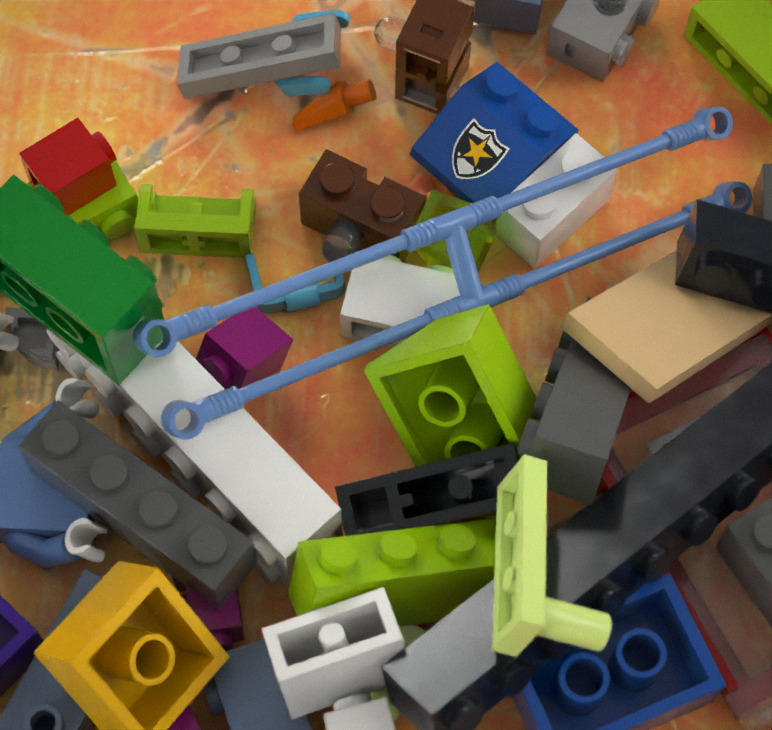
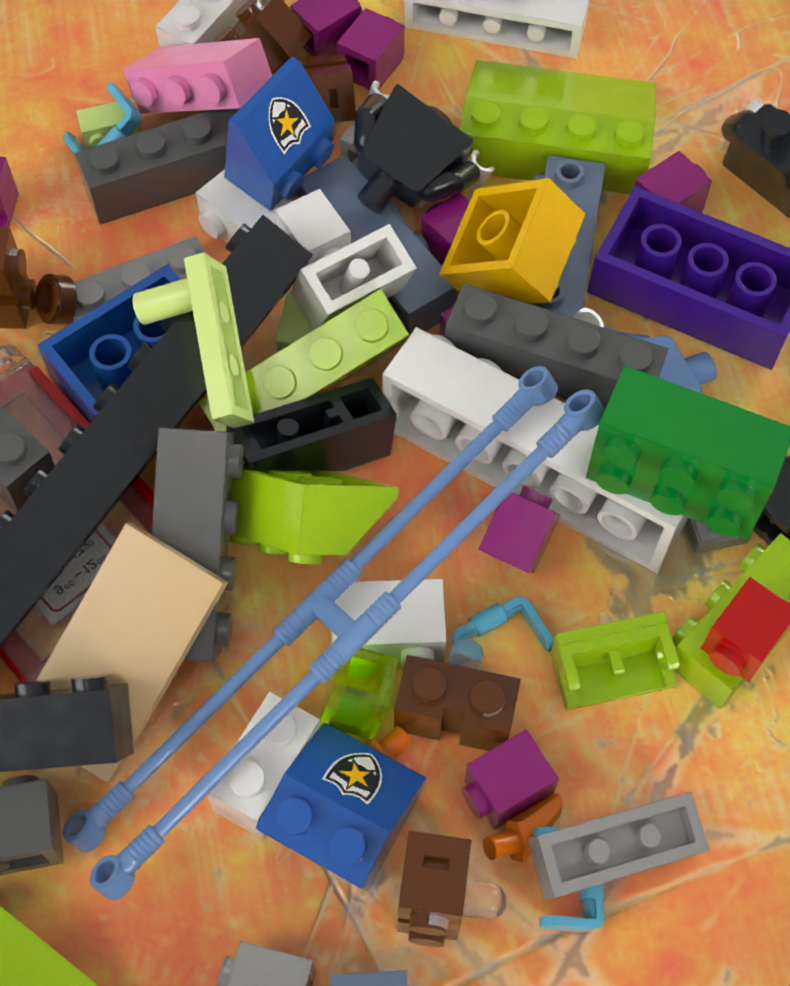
camera: 165 degrees right, 5 degrees down
(337, 127) = (508, 780): none -> magenta brick

